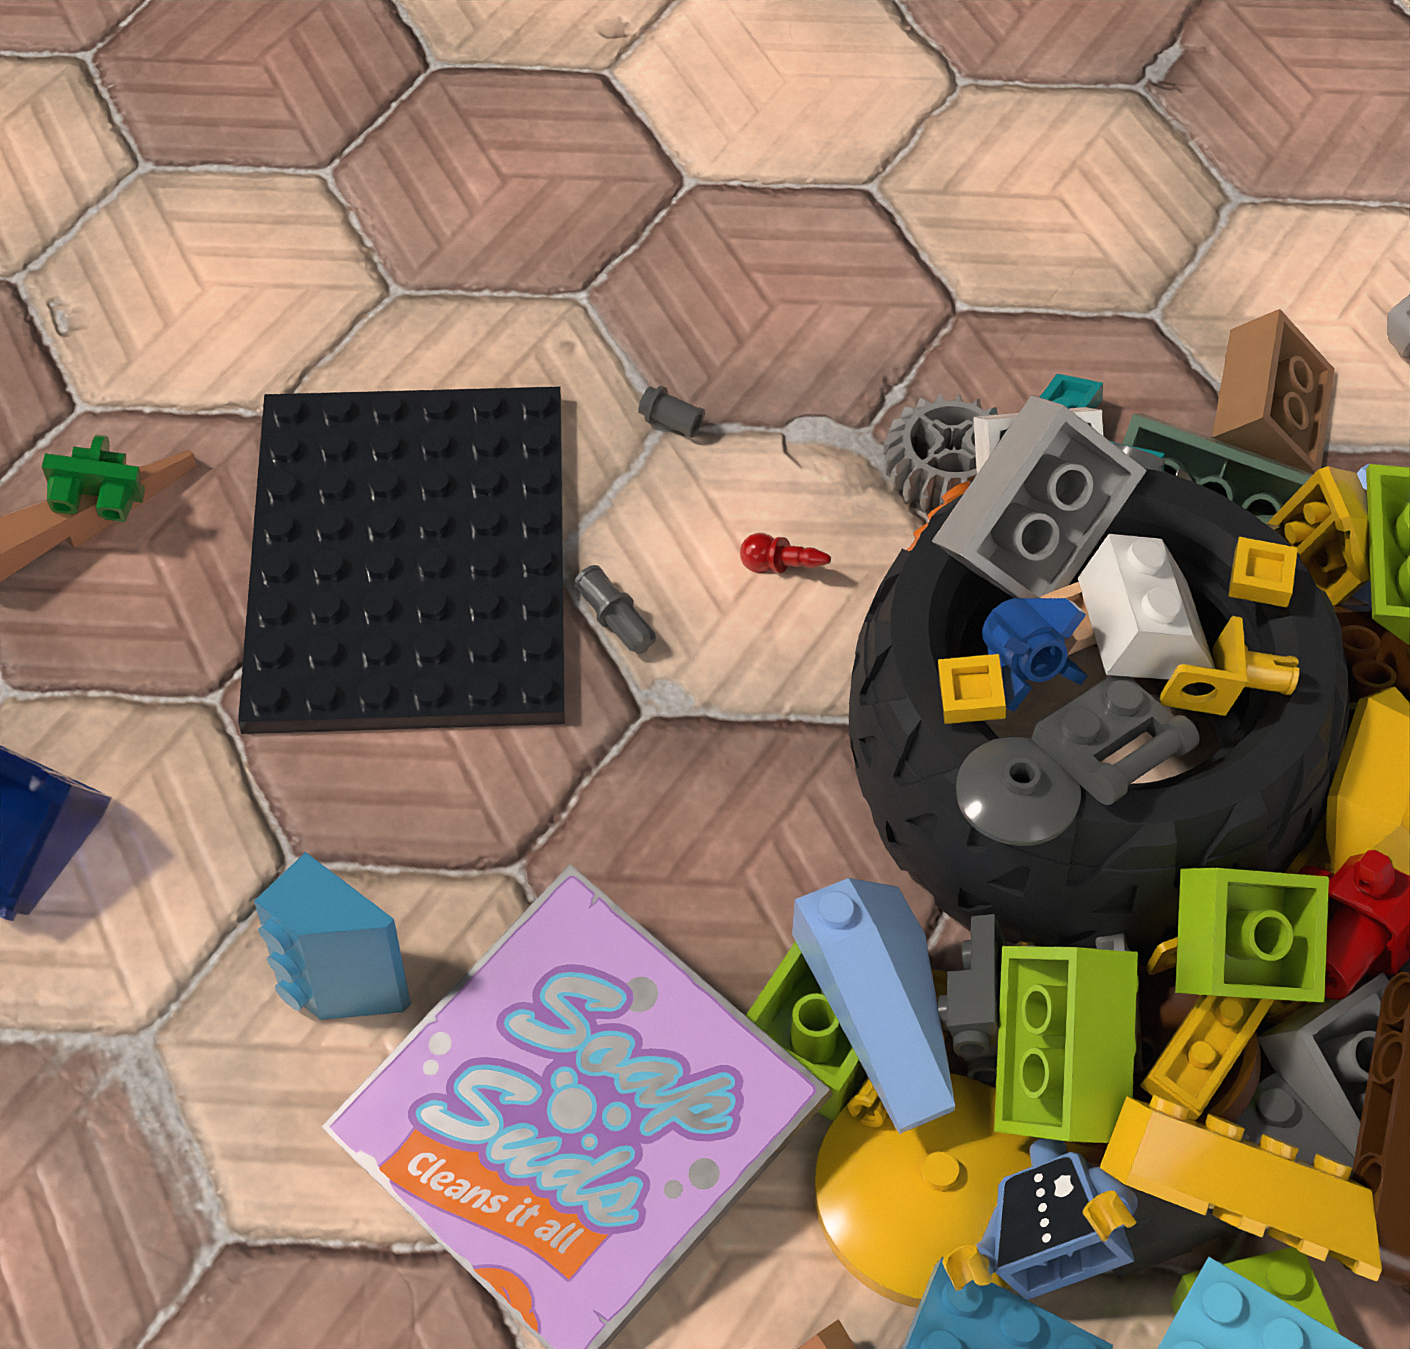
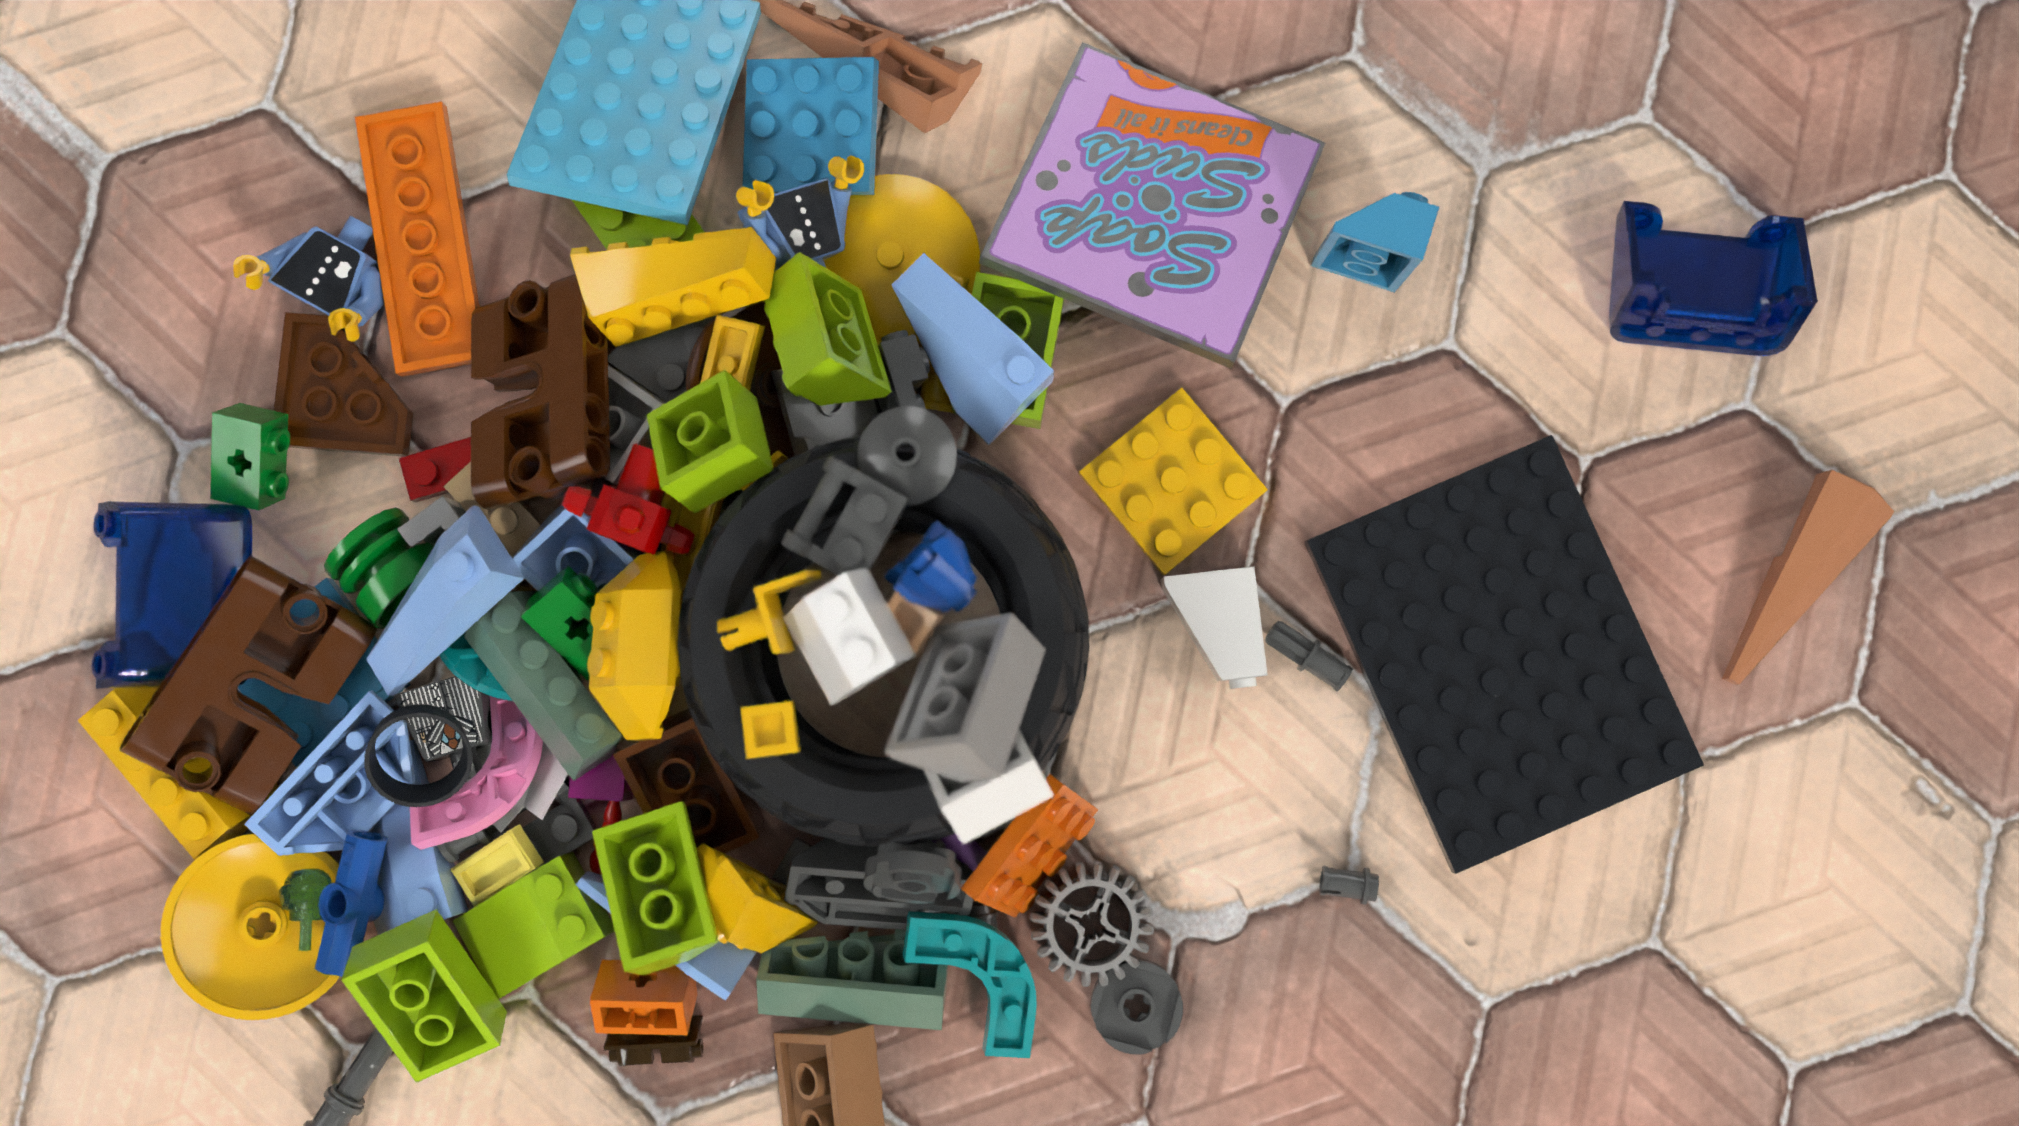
camera: 165 degrees right, 30 degrees up
(93, 473) = (1806, 581): green hips -> none
(687, 826) = (1172, 481): none -> yellow plate
(695, 668) = (1222, 620): none -> white slope
(764, 553) = (1213, 765): red bar -> none
(940, 360) = (1150, 1028): none -> dark grey plate
(972, 689) = (970, 519): yellow plate -> none

